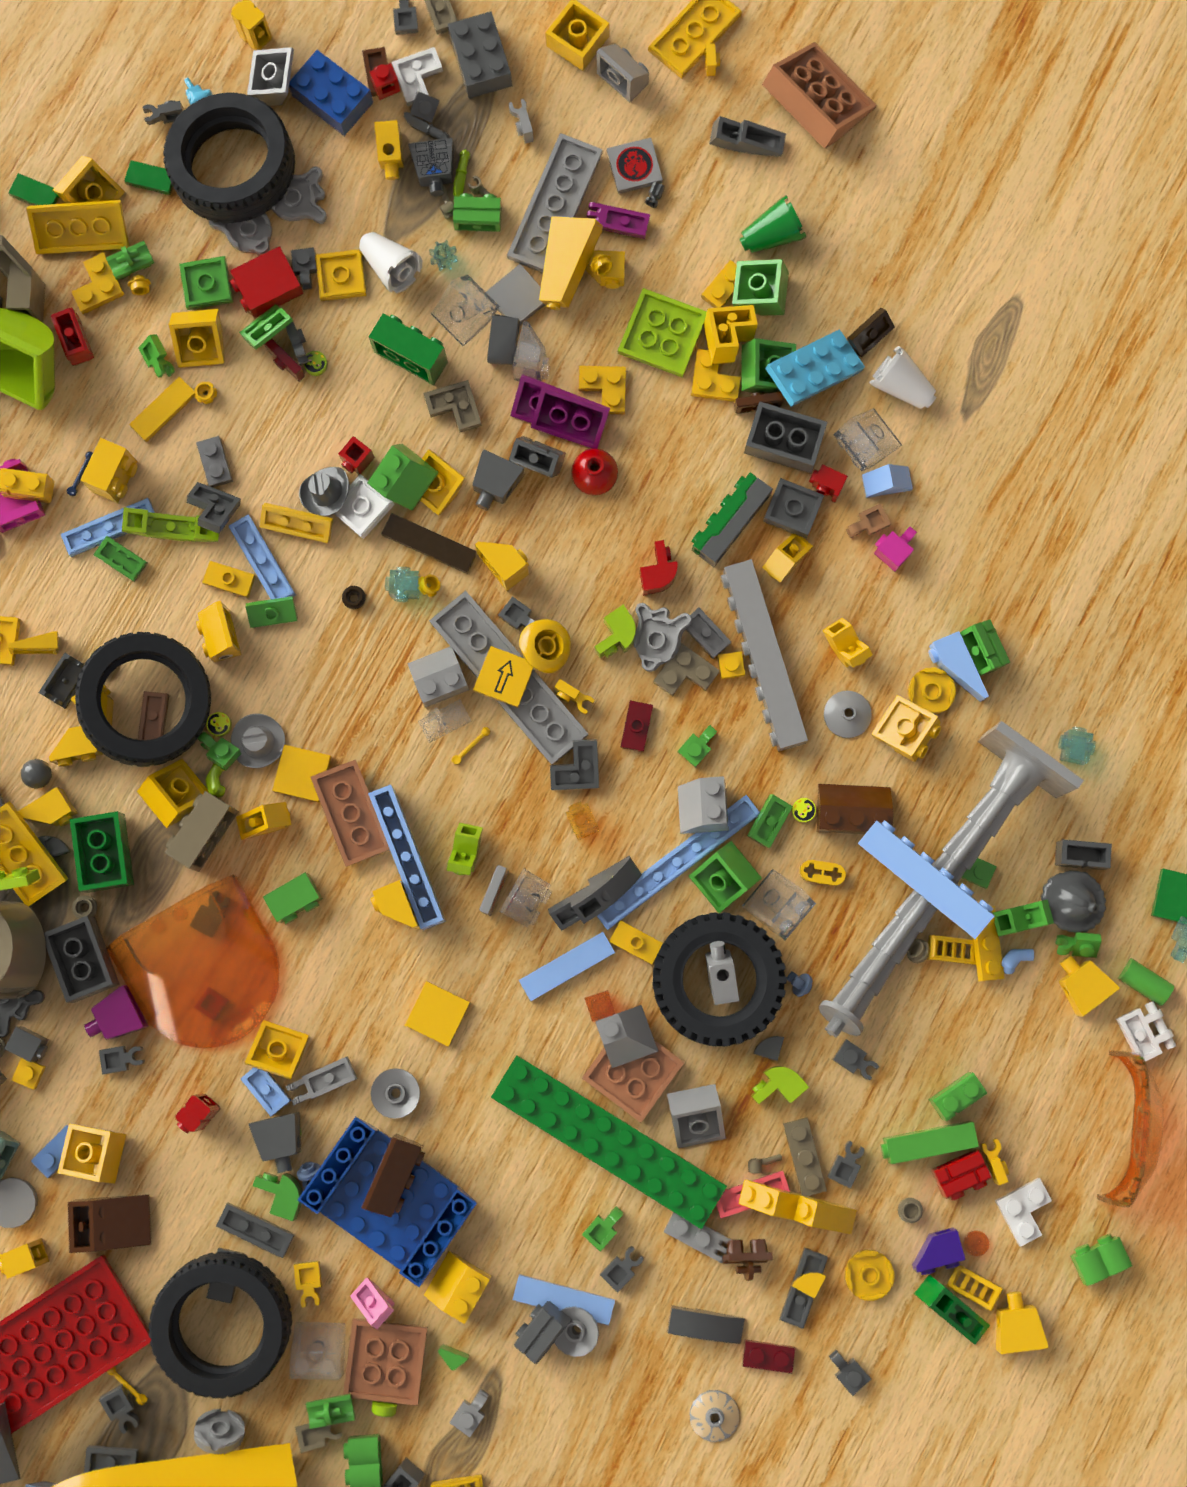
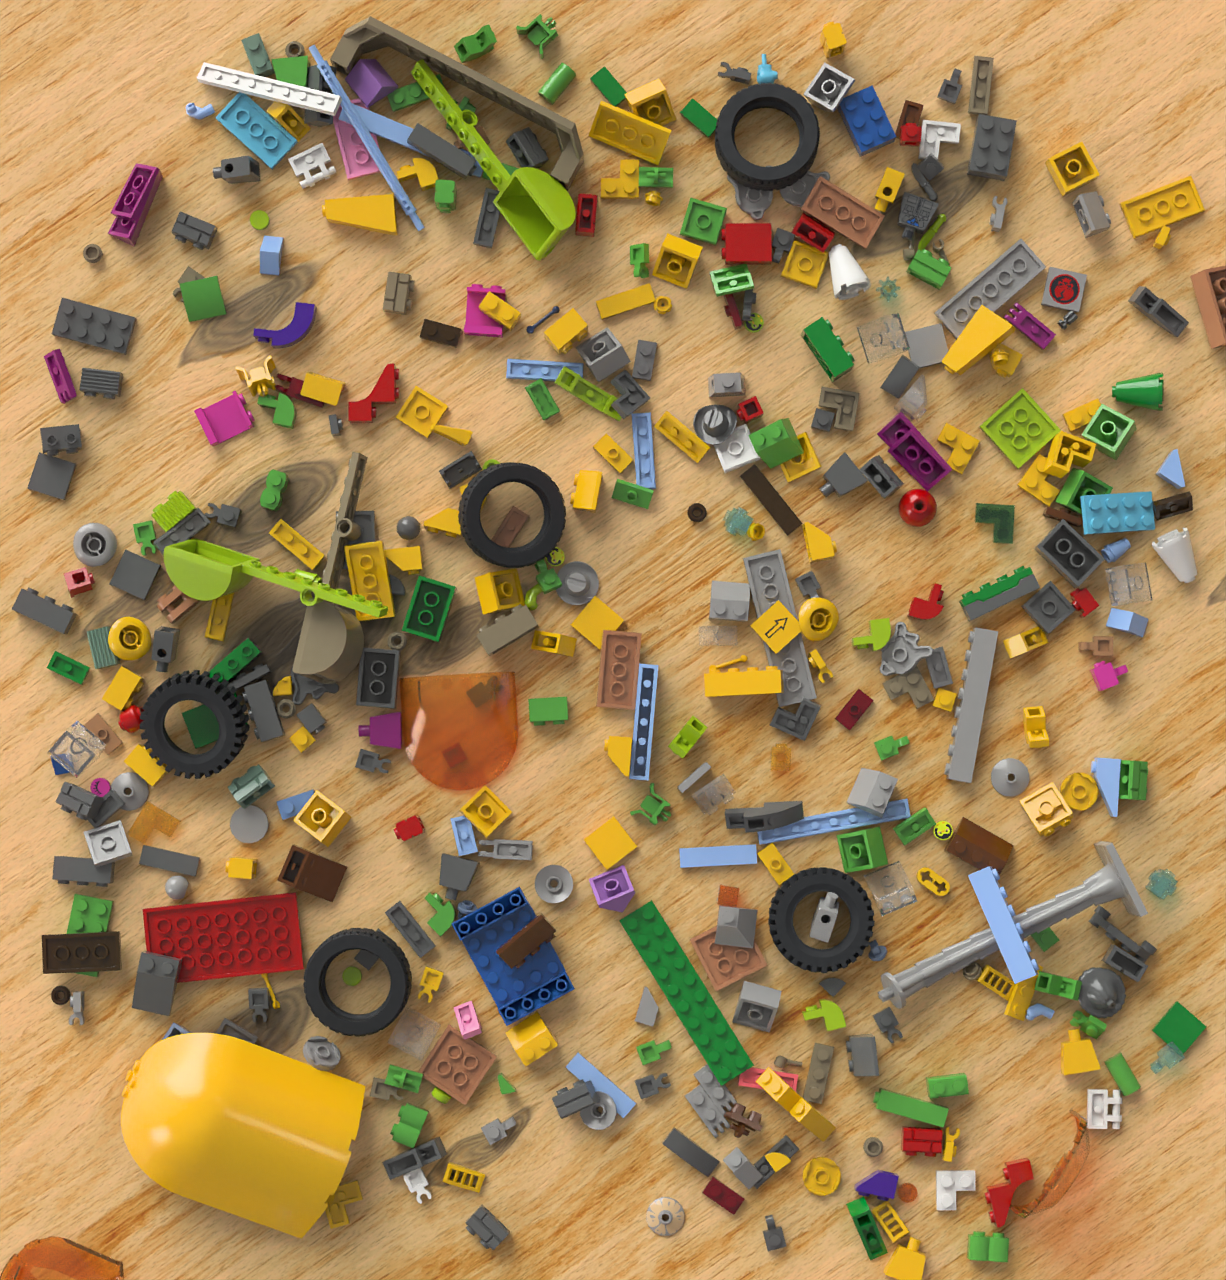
camera: 25 degrees right, 5 degrees up
(165, 477) = (603, 354): none -> light grey slope
(214, 1319) = (352, 976): none -> lime piece
(317, 442) = (726, 385): none -> light grey torso
(331, 234) = (813, 232): none -> red brick
(352, 199) = (842, 212): none -> nougat plate
(443, 429) = (822, 420): none -> dark grey plate
(465, 1065) = (613, 889): none -> medium lavender slope
(466, 948) = (653, 807): none -> bright green piece
(497, 757) = (743, 683): none -> yellow brick
(573, 1183) = (647, 1009): none -> light grey tile
(689, 436) = (1001, 516): none -> clear green plate
(700, 1266) = (707, 1110): none -> light grey hinge
(775, 1313) = (743, 1168): none -> light grey slope
(834, 410) = (1115, 550): none -> light blue cone
(844, 1168) = (842, 1095): dark grey plate -> none
(845, 1110) = (863, 1055): none -> dark grey slope
(850, 296) = (1172, 471): none -> light blue slope
(1084, 1190) = (1000, 1195): none -> red arch
(1096, 830) = (1100, 919): none -> dark grey plate

